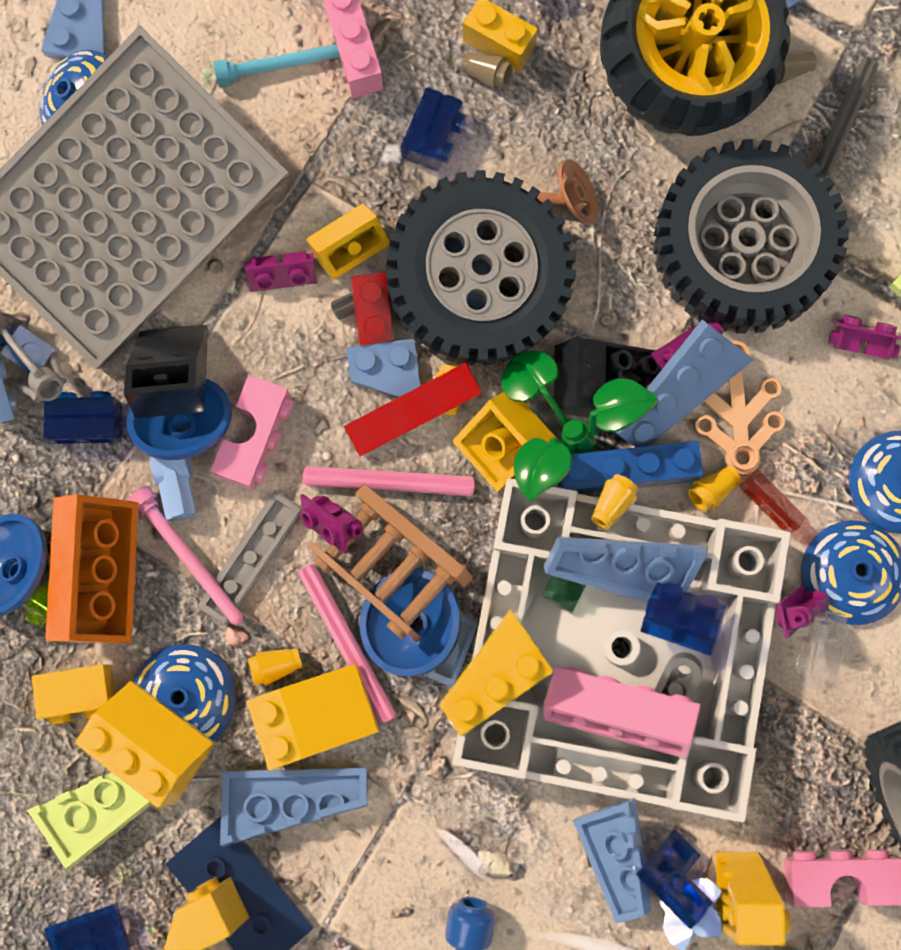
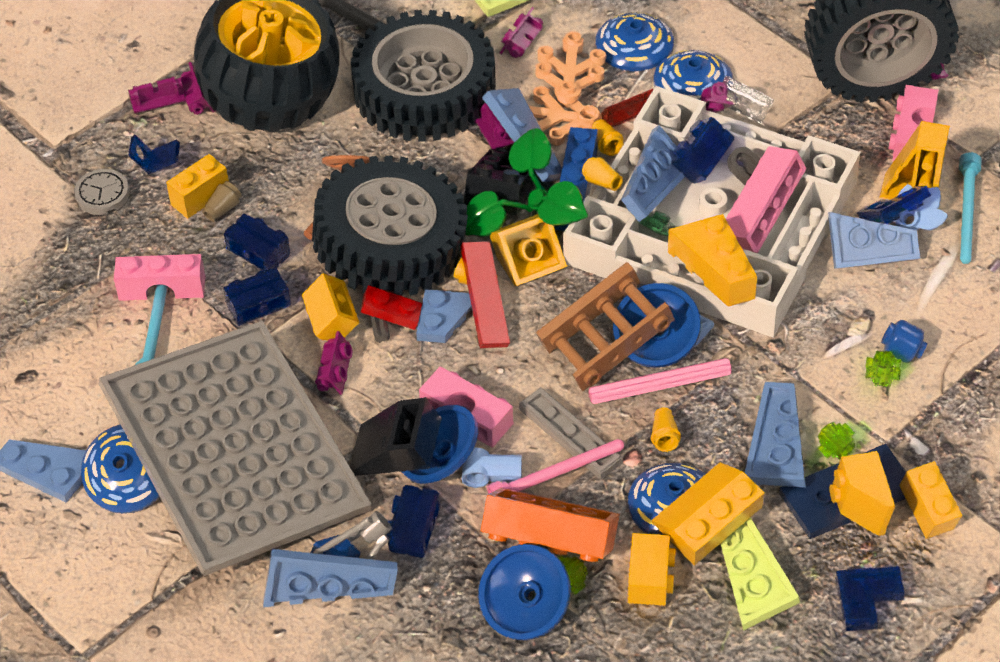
camera: 75 degrees left, 30 degrees down
(297, 870) = (836, 440): none -> clear neon green gear
(312, 716) = (715, 408): yellow slope -> none
(329, 521) = (560, 364): magenta hinge -> none
(354, 154) = (256, 296): none -> clear blue brick
(389, 481) = (530, 340): bright pink axle -> none
(428, 915) = (883, 368): none -> clear neon green gear
(816, 415) = (568, 90): none -> light nougat plant

